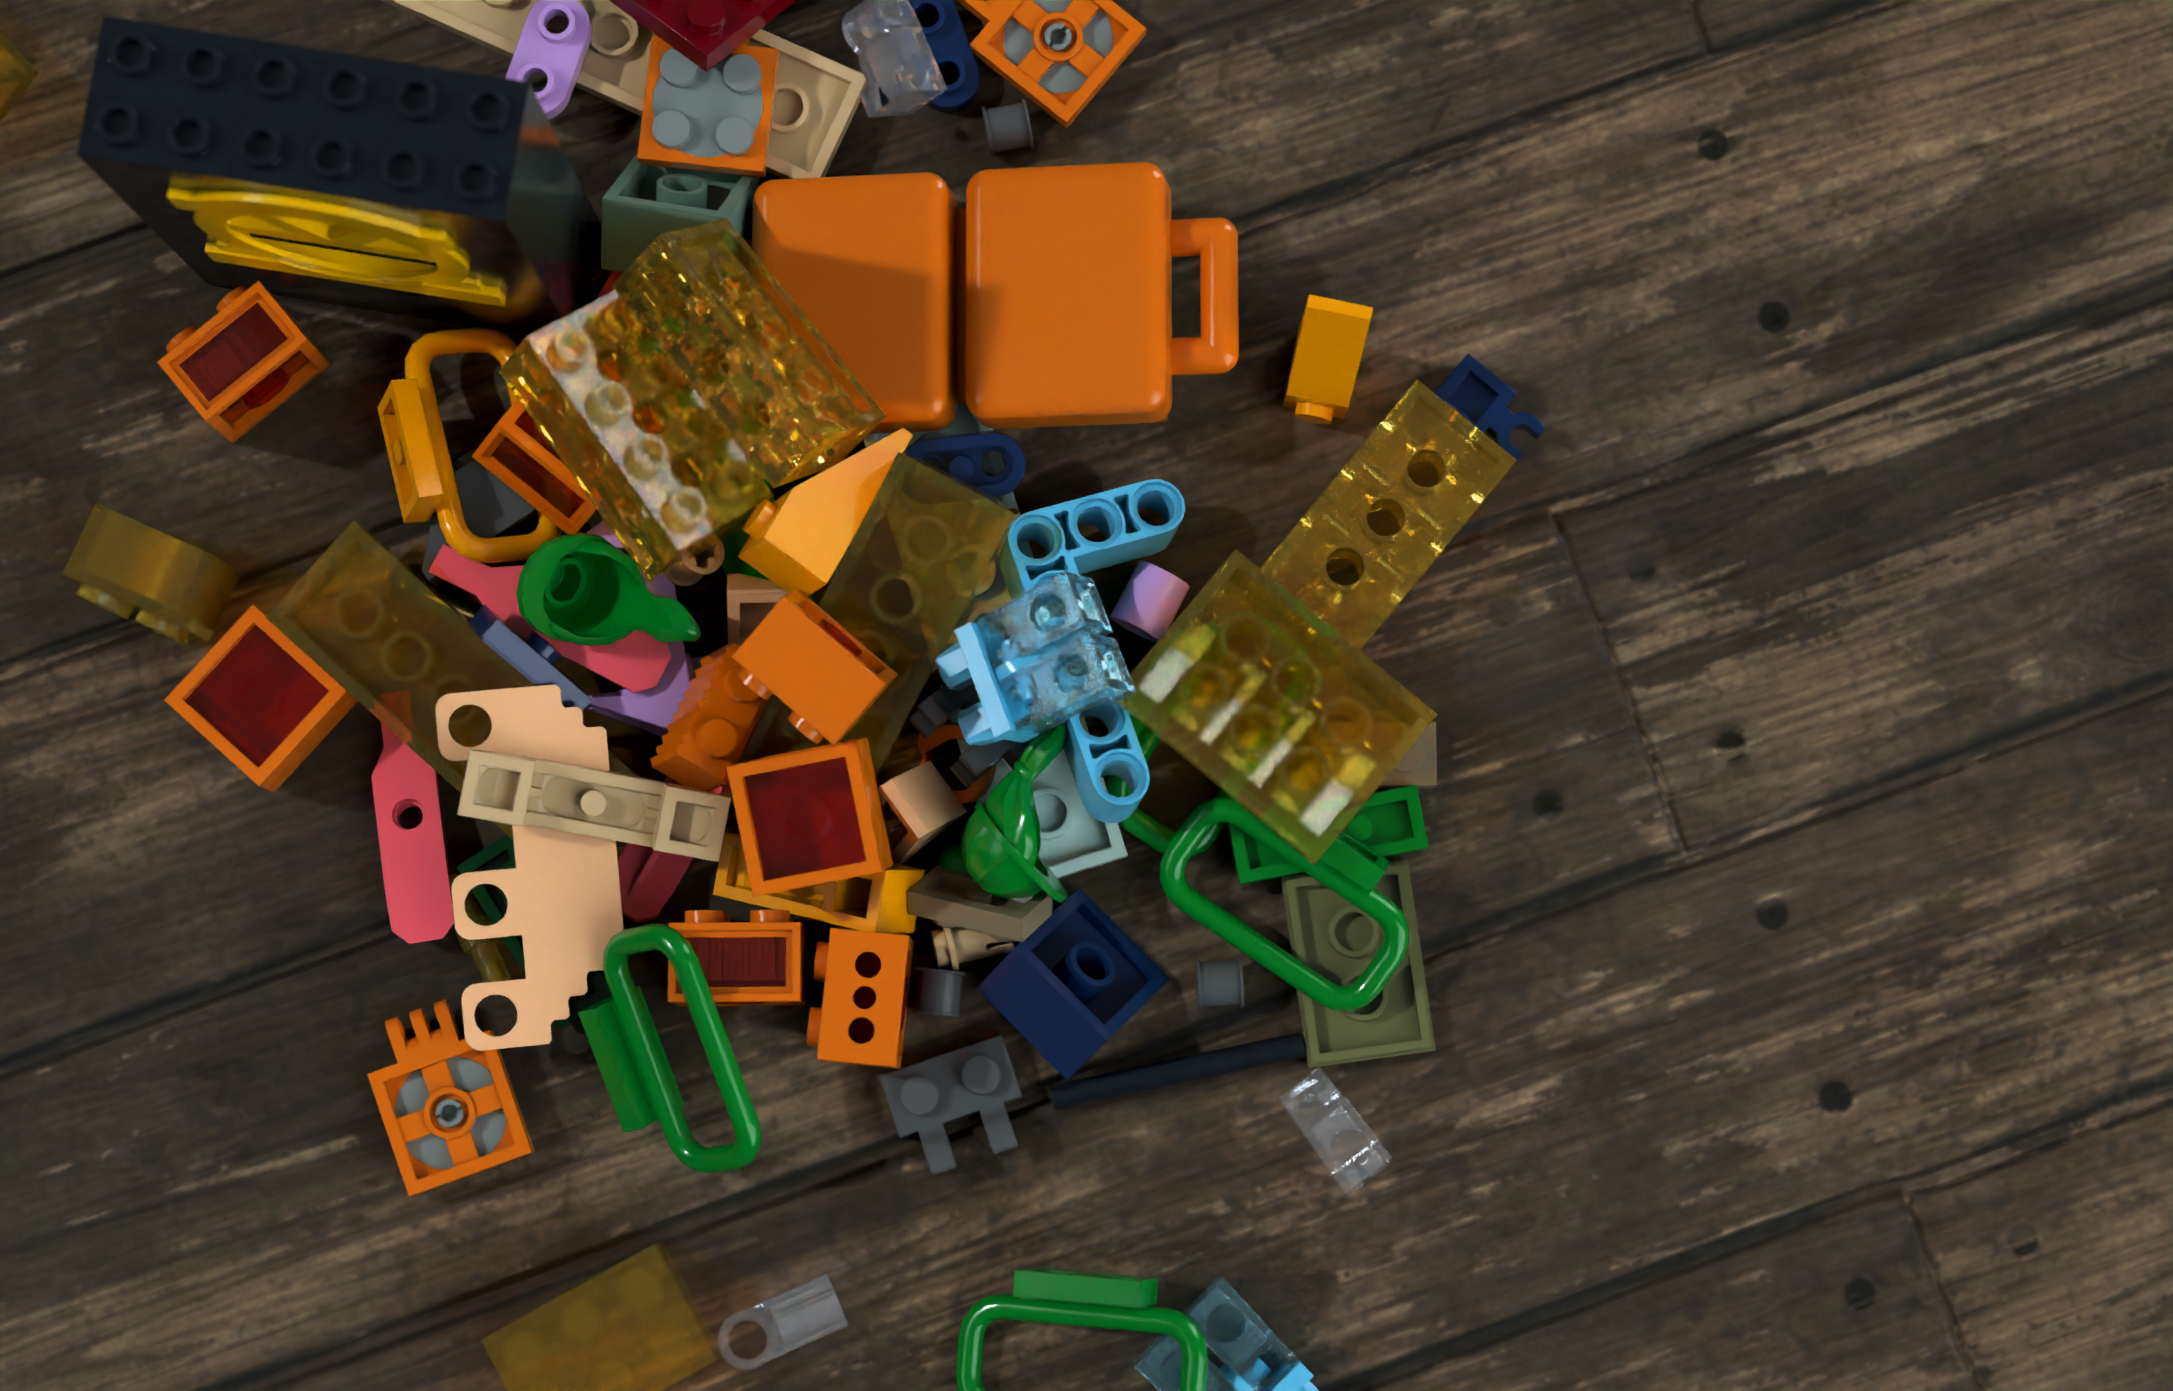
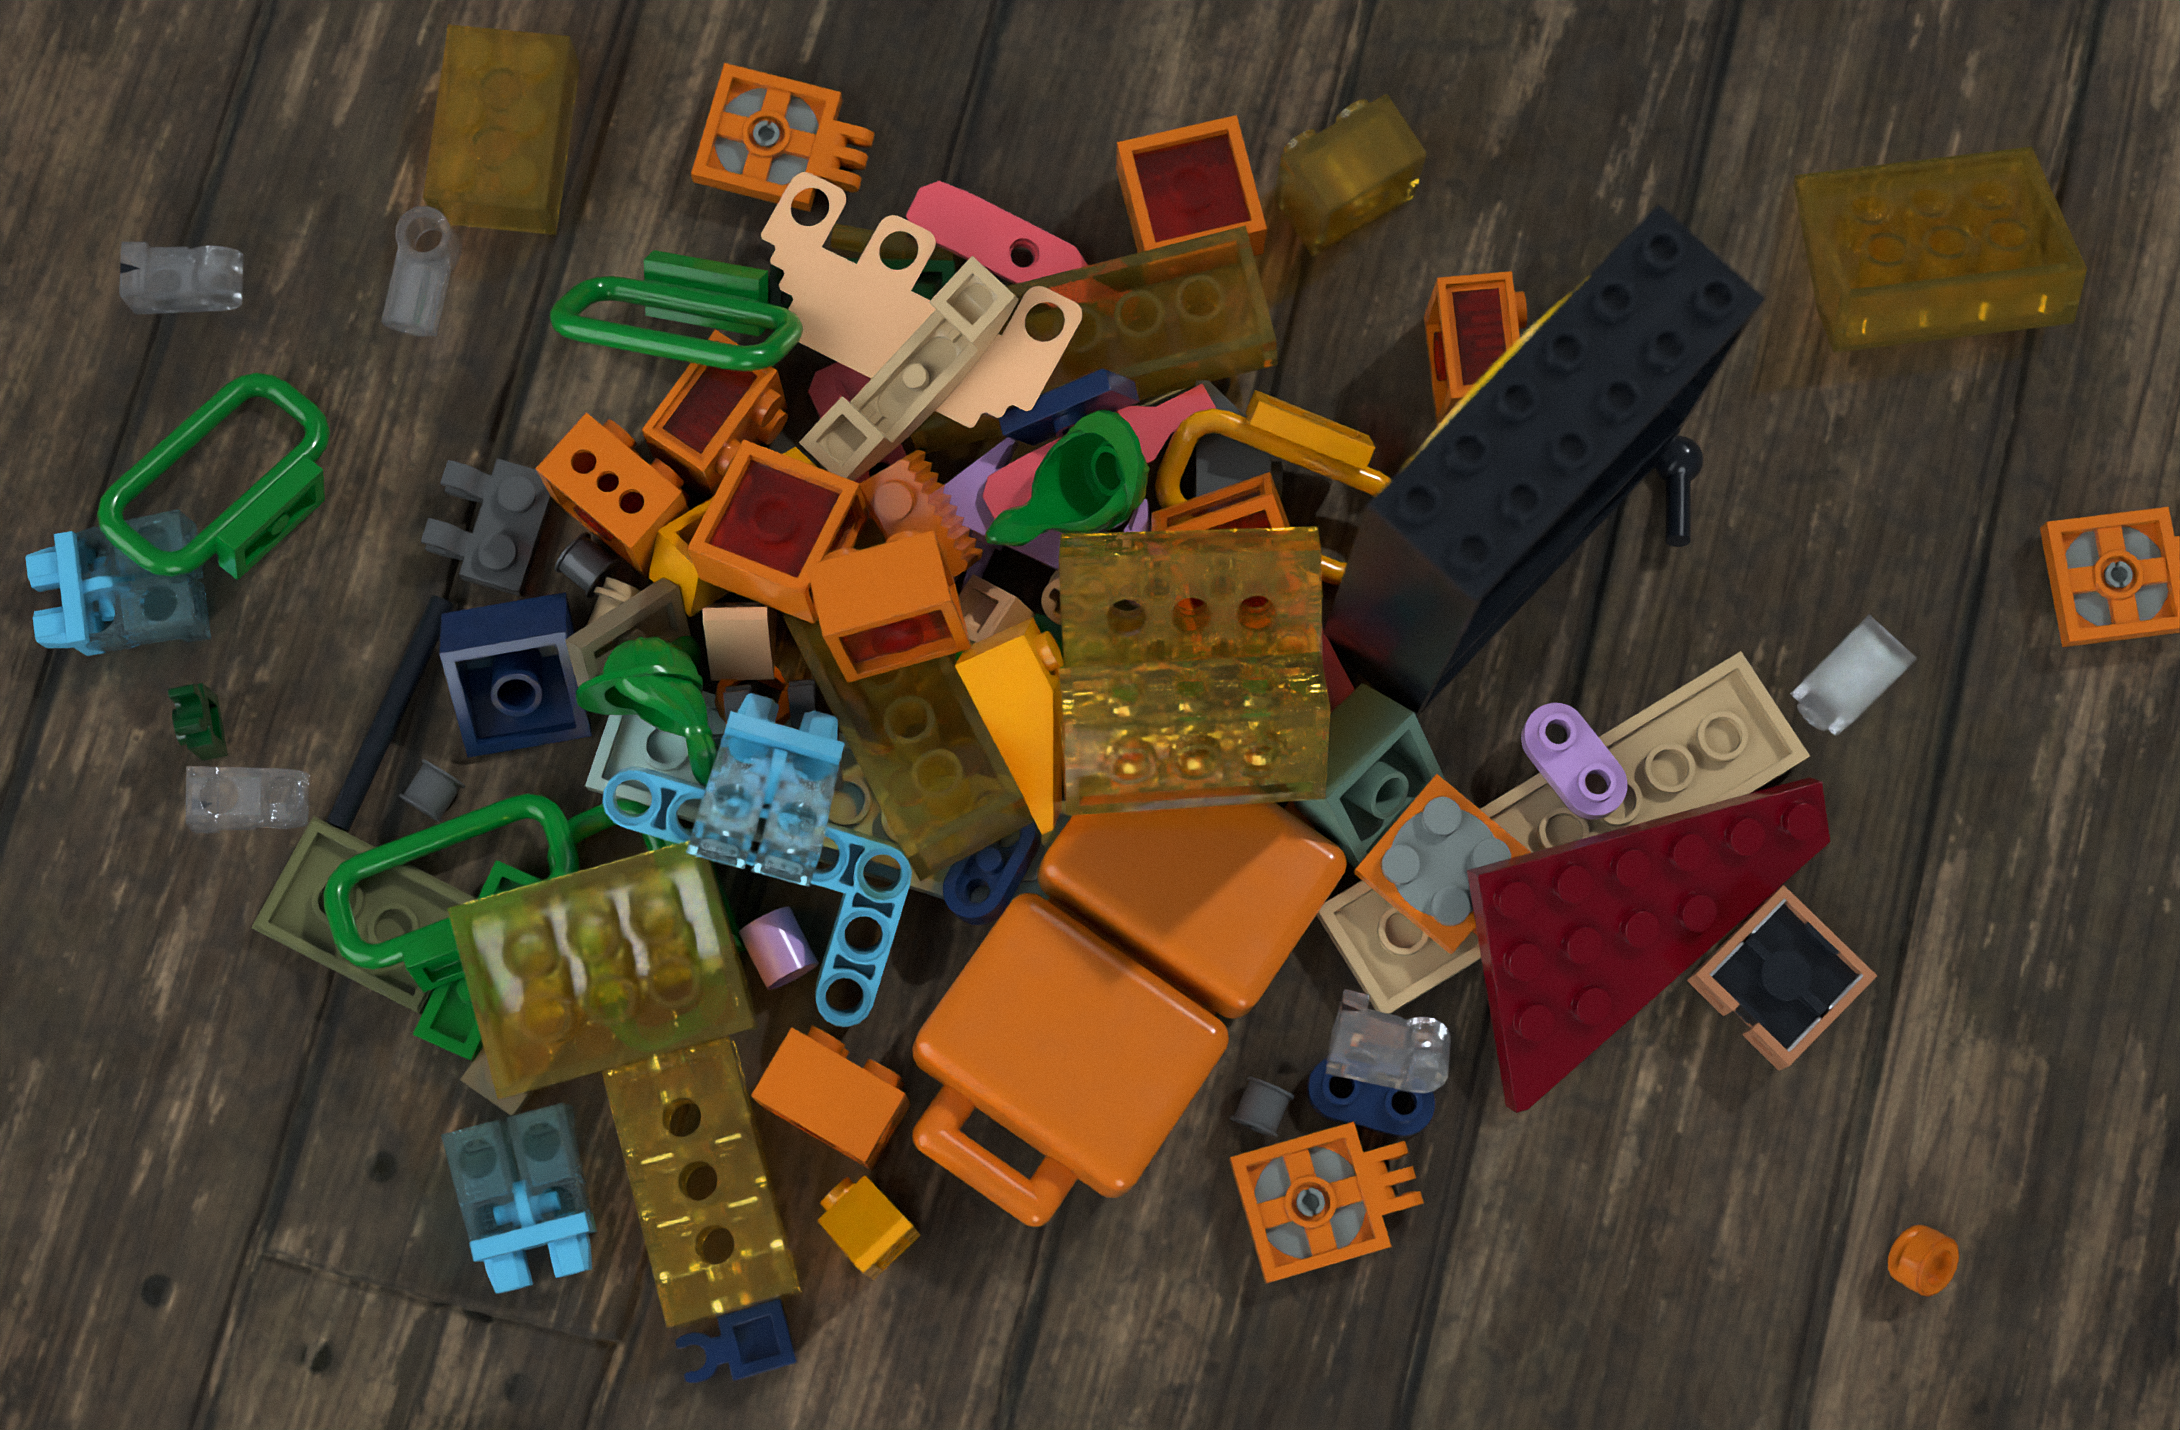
camera: 125 degrees right, 5 degrees down
(1243, 461) = (832, 1097): none -> orange piece
(1300, 1220) = (198, 720): none -> dark green plate
(1506, 649) = (515, 1215): none -> clear light blue hips

